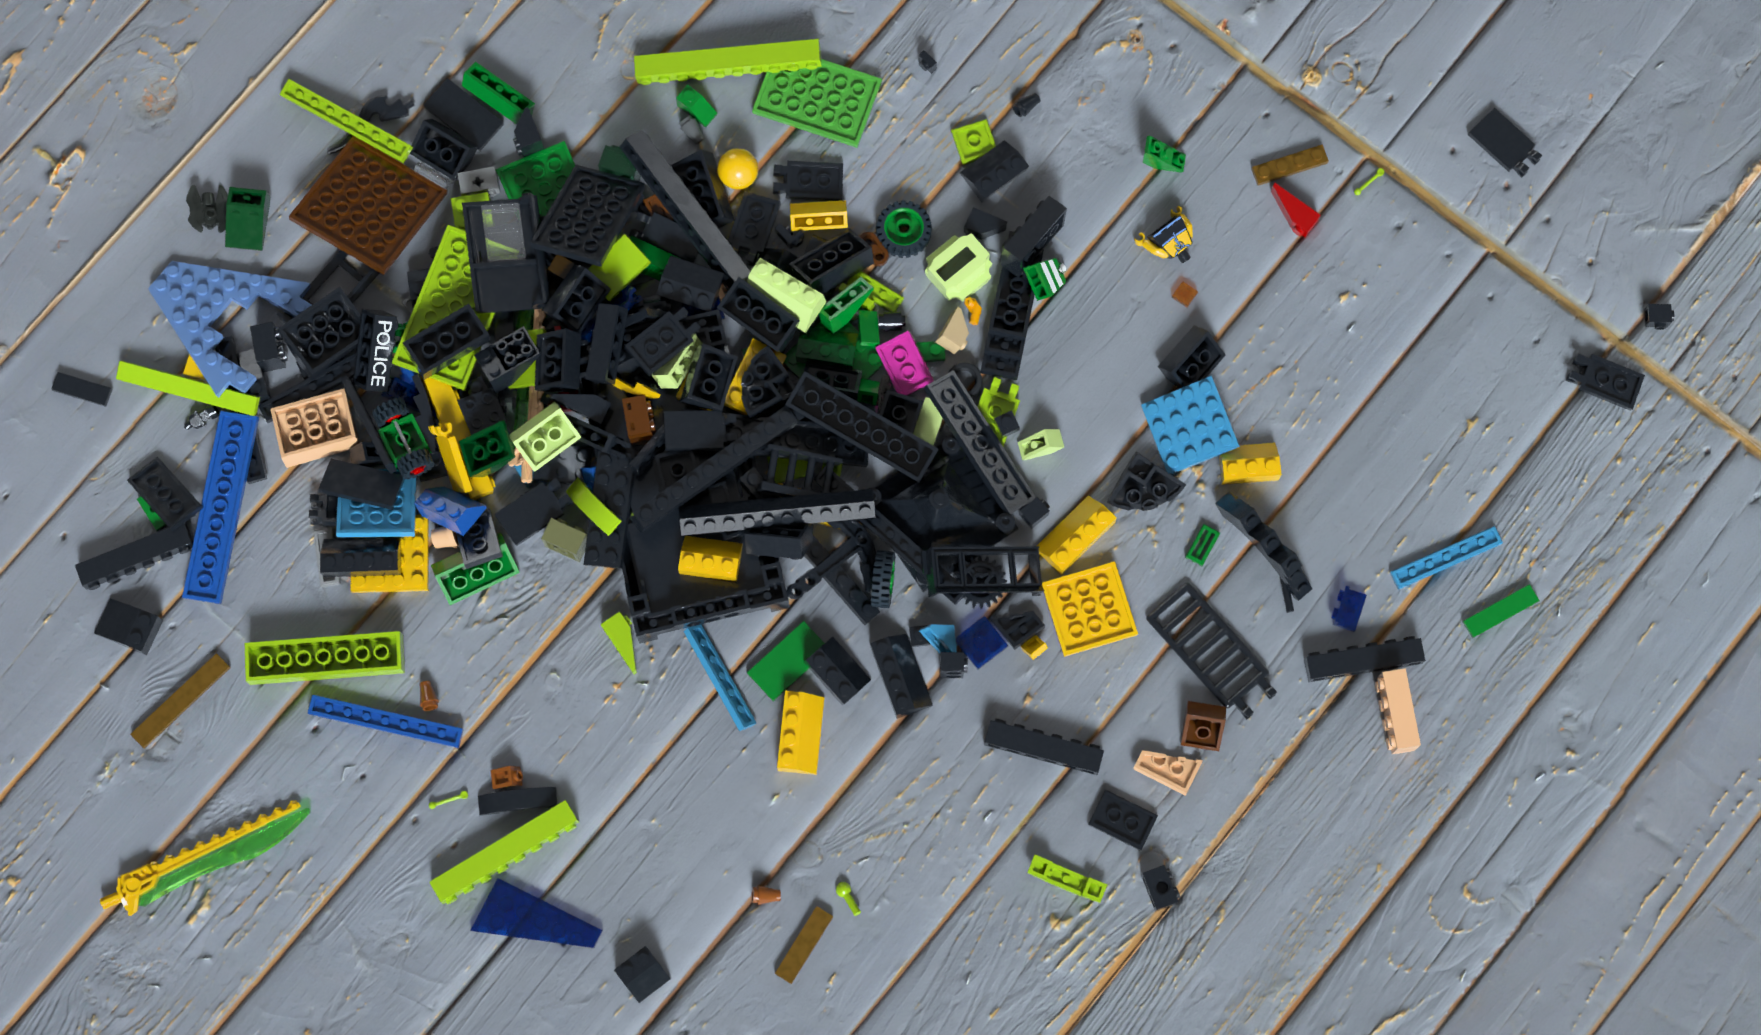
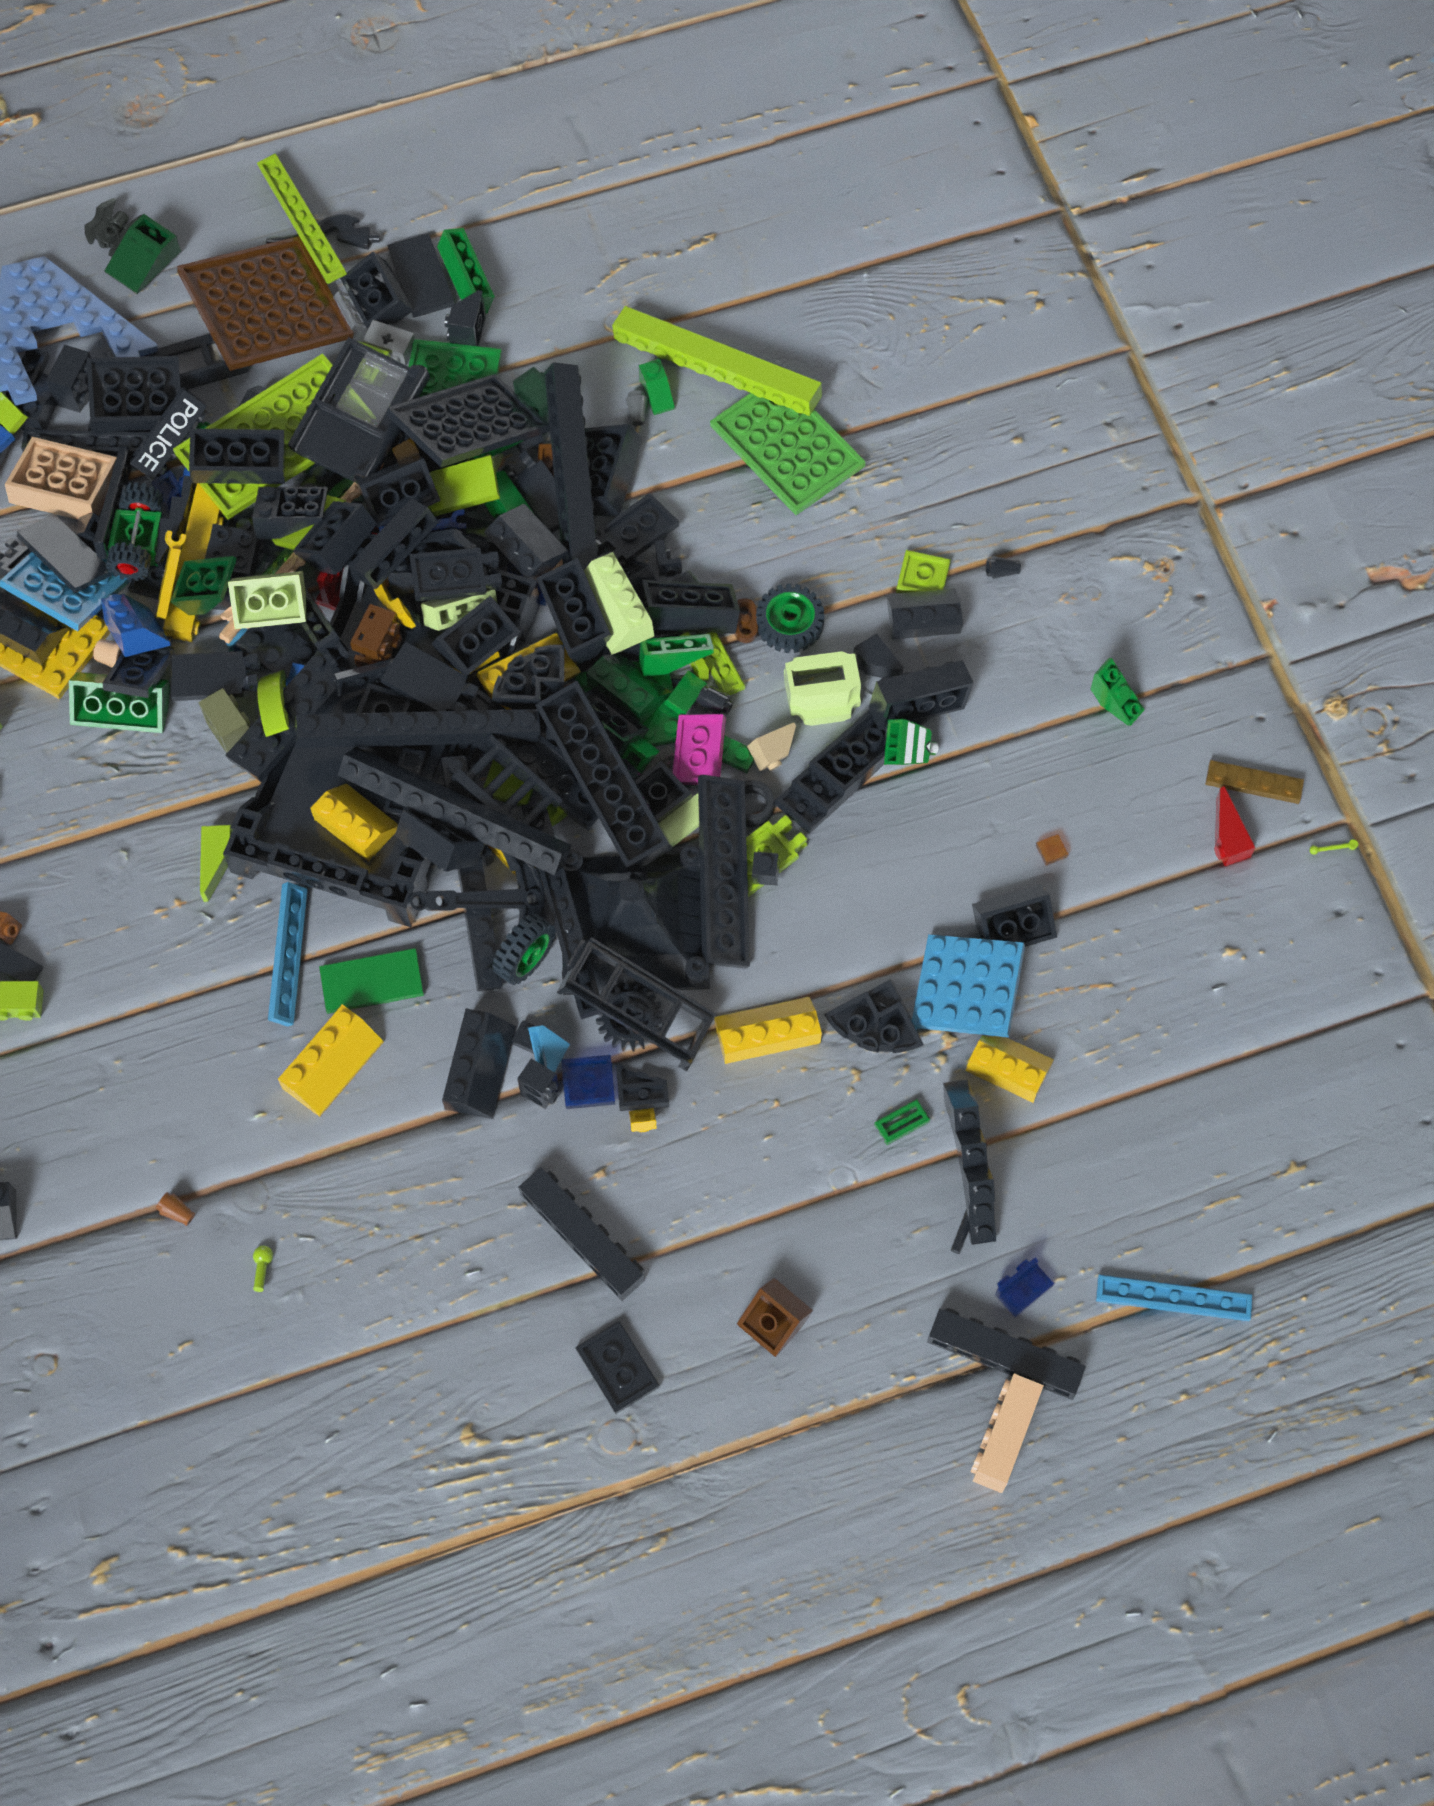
camera: 30 degrees right, 10 degrees down
(587, 405) = (334, 595): black slope -> none
(737, 168) = (655, 464): yellow piece -> none
(804, 945) = (179, 1289): pearl gold tile -> none
(810, 180) = (724, 519): black tile -> none
(818, 215) = (708, 555): yellow brick -> none
(837, 671) = (414, 1019): black slope -> none
(926, 62) = (923, 471): black plate -> none
(974, 308) = (813, 738): light orange arm -> none
(1035, 512) = (738, 979): black brick -> none
(1041, 444) = (792, 912): yellowish green slope -> none
(1066, 879) = (510, 1392): lime slope -> none
(1089, 609) = (730, 1115): yellow plate -> none
(1158, 899) = (607, 1451): black brick -> none
(1168, 770) = (705, 1345): light nougat wing -> none
(1170, 238) = (1071, 781): torso -> none
(1224, 630) = (867, 1227): black bar -> none
(1501, 611) = (1201, 1395): green tile -> none

